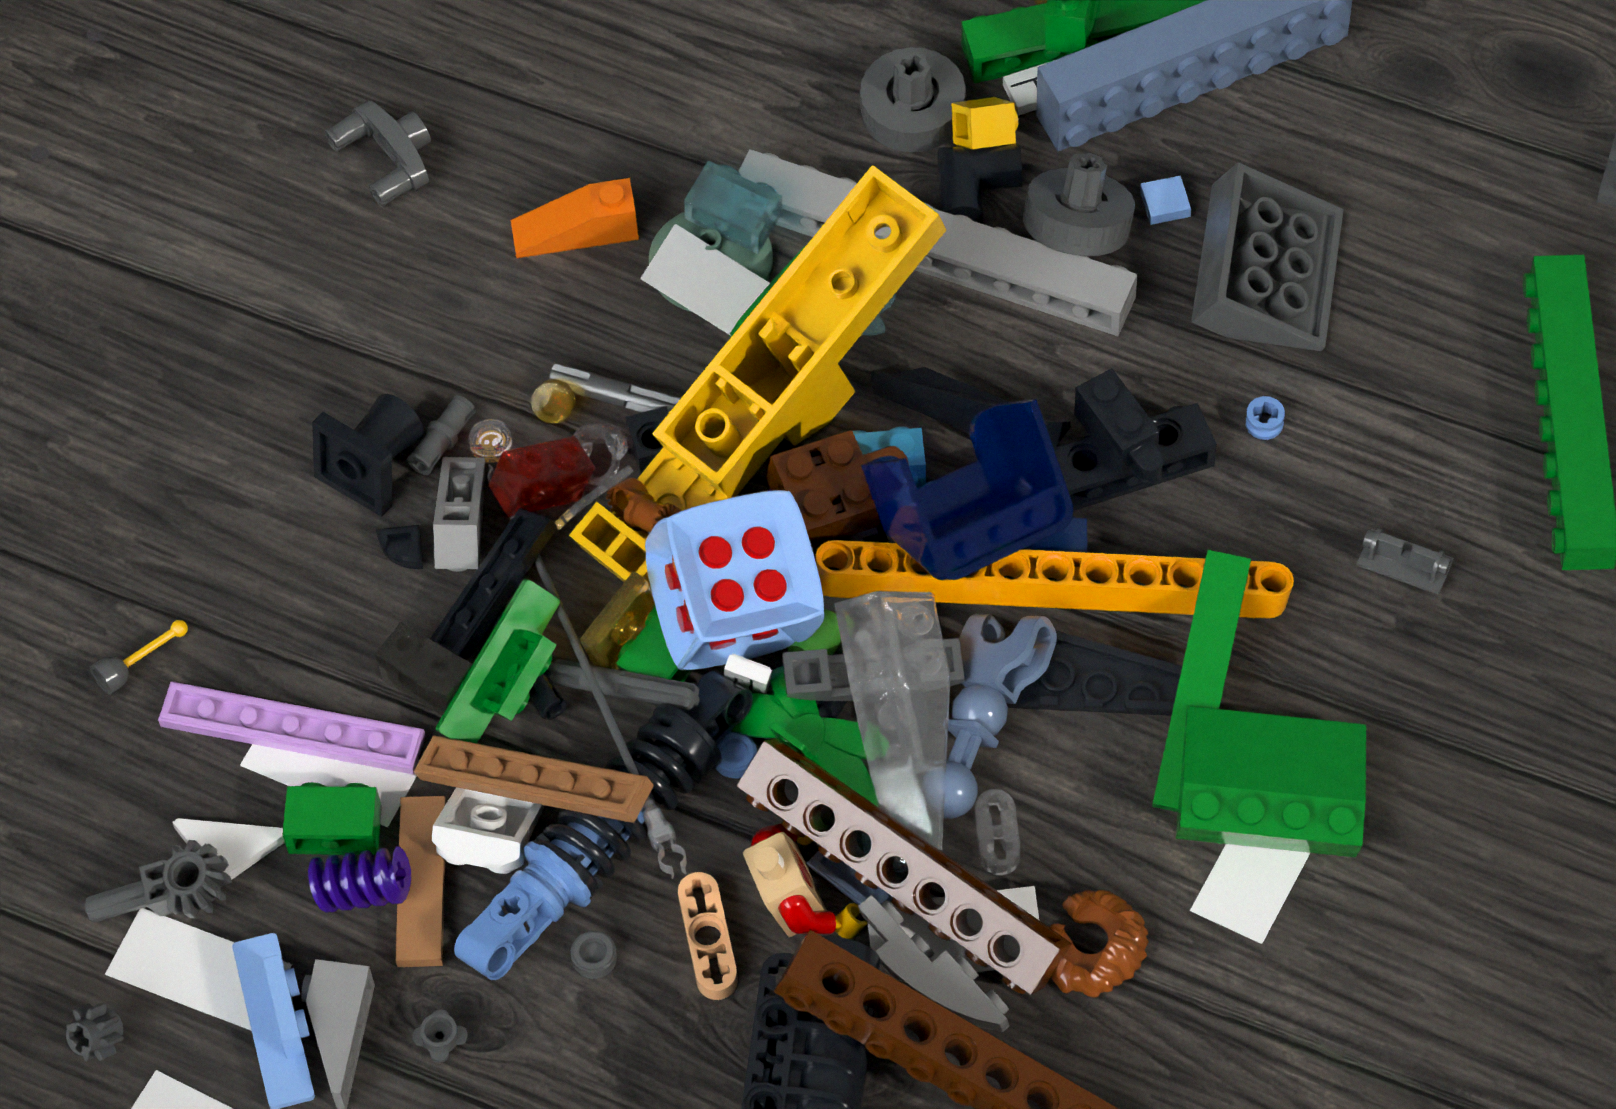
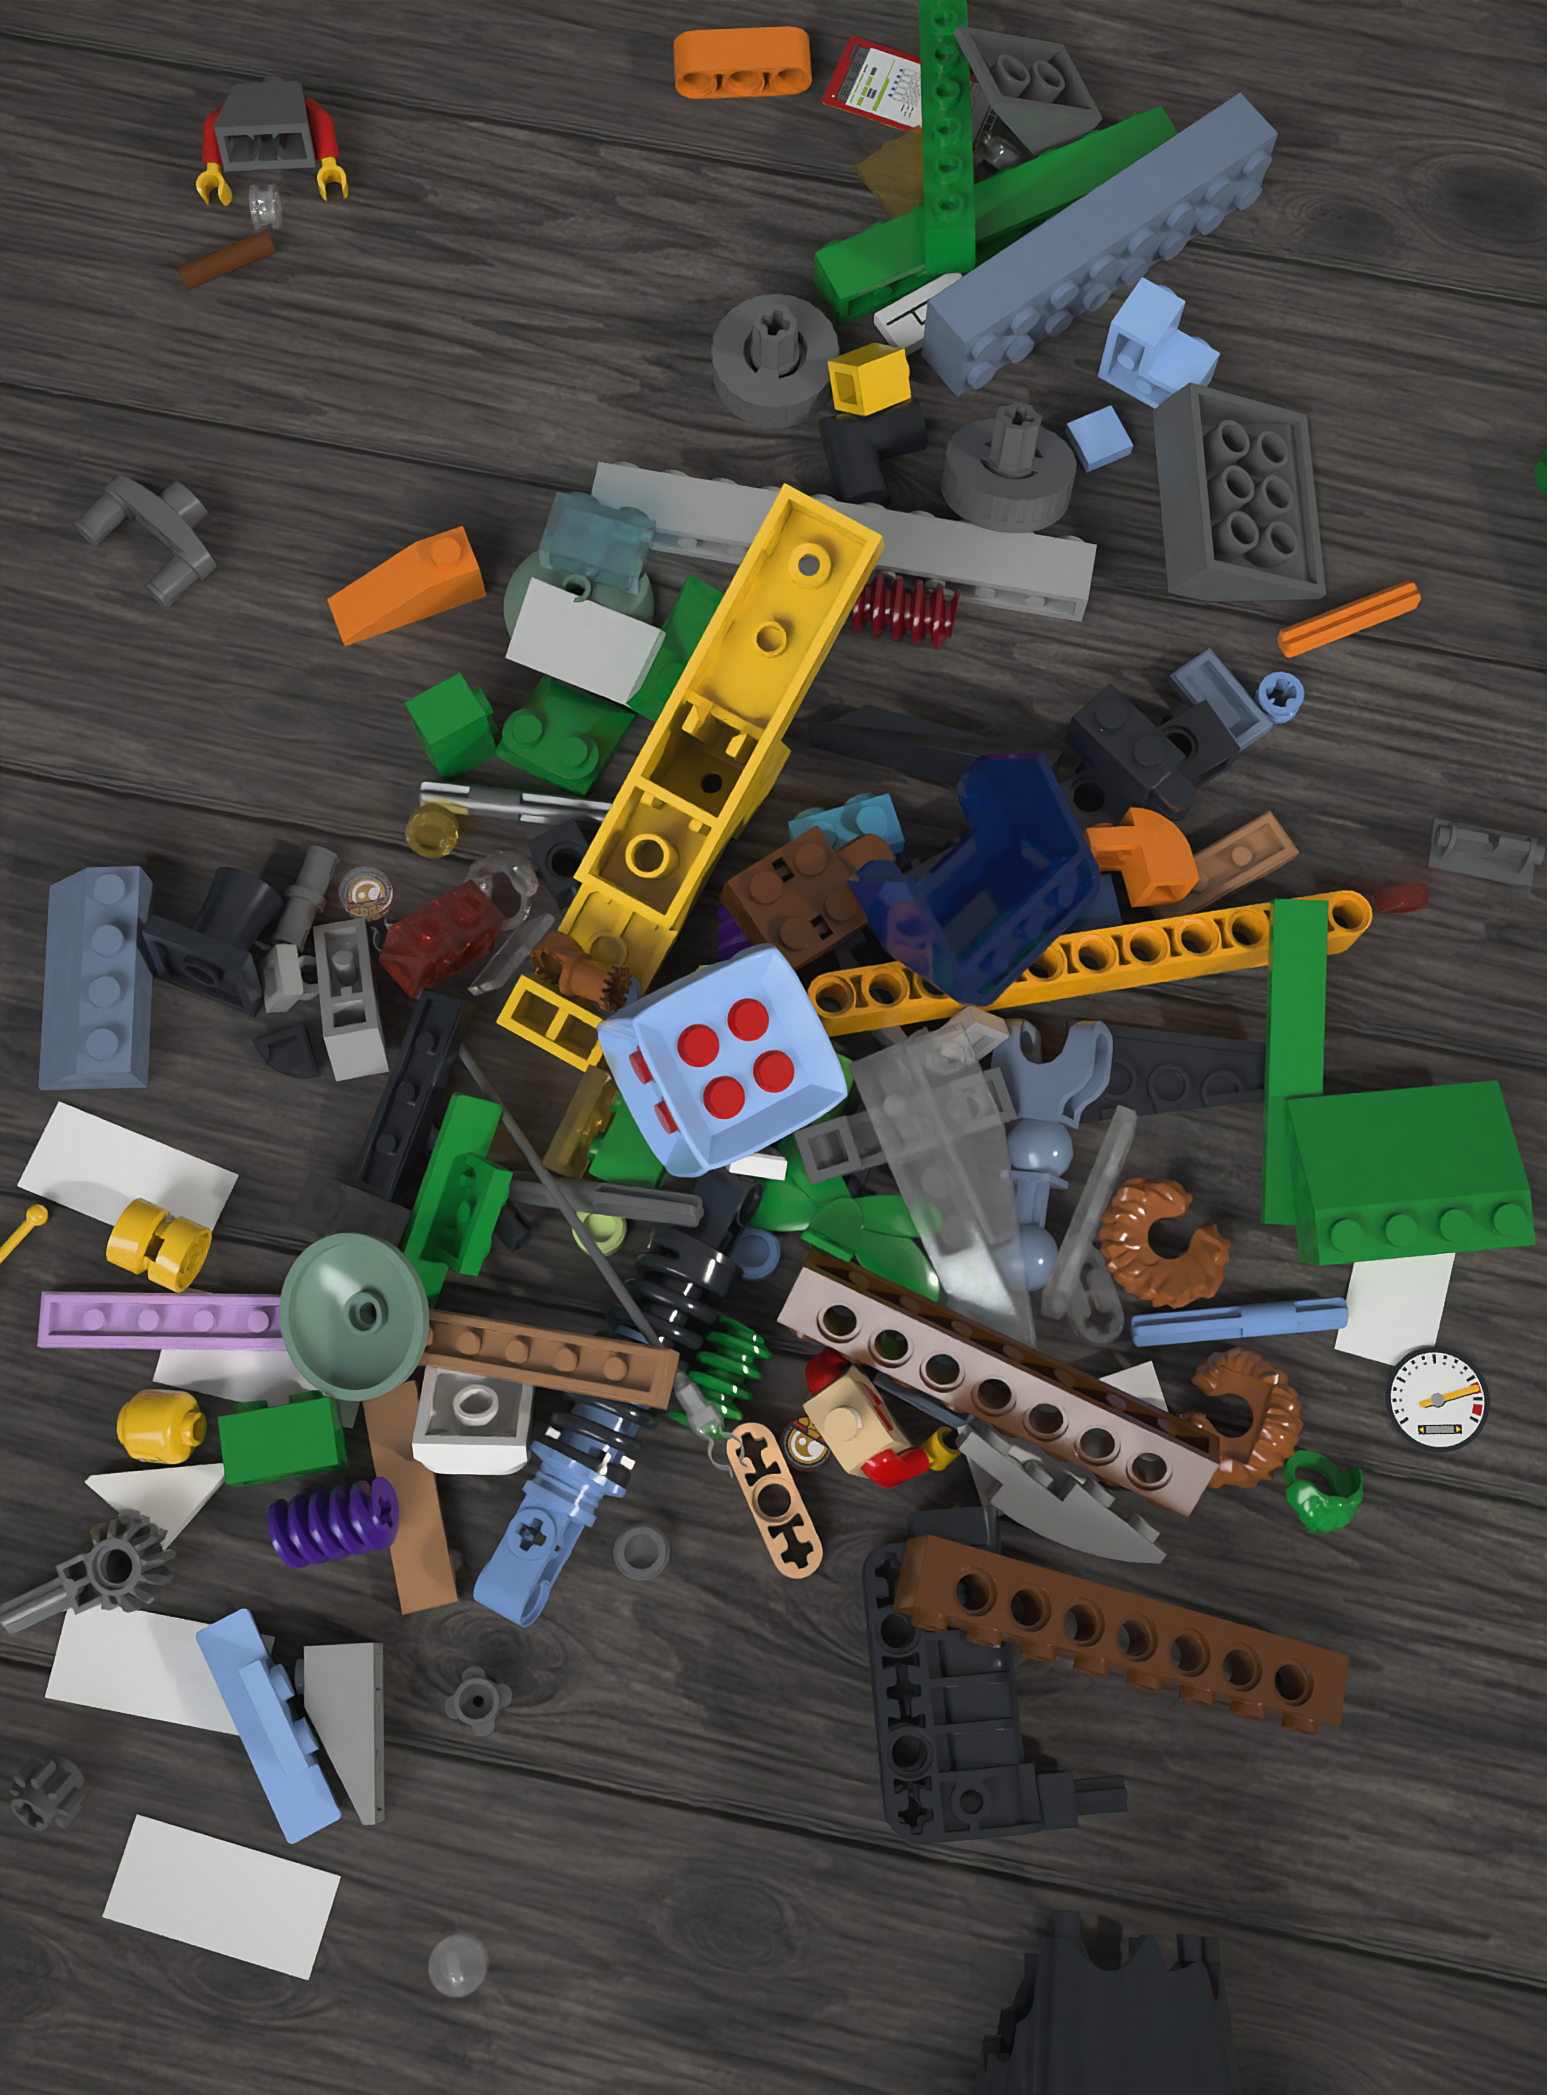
camera: 15 degrees left, 15 degrees up
(241, 791) = (160, 1426): none -> yellow head
(254, 618) = (106, 1167): none -> white sticker
(265, 466) = (97, 981): none -> sand blue slope
(273, 663) = (152, 1242): none -> yellow wheel
(392, 725) = (330, 1318): none -> sand green dish
(410, 489) = (282, 978): none -> light grey tile
(588, 324) = (454, 726): none -> green brick
(624, 712) = (606, 1231): none -> yellowish green tile
(671, 349) = (564, 736): none -> green slope
(692, 824) = (727, 1369): none -> green piece
(742, 901) = (804, 1446): none -> tile
(952, 614) = (982, 1028): none -> light grey plate
(970, 301) = (906, 611): none -> dark red piece
(1007, 763) = (1088, 1213): none -> clear tile
(1039, 813) = (1135, 1265): none -> dark orange piece
(1114, 872) = (1239, 1321): none -> medium blue axle
(1119, 505) = (1149, 854): none -> orange brick
(1146, 1016) = (1316, 1510): none -> green piece
(1189, 535) = (1233, 865): none -> medium nougat tile
(1216, 136) = (1149, 353): none -> light blue brick
(1220, 412) = (1210, 680): none -> sand blue tile
(1264, 962) = (1437, 1399): none -> white sticker
(1326, 582) = (1402, 899): none -> clear red tile
(1338, 368) = (1348, 619): none -> orange axle

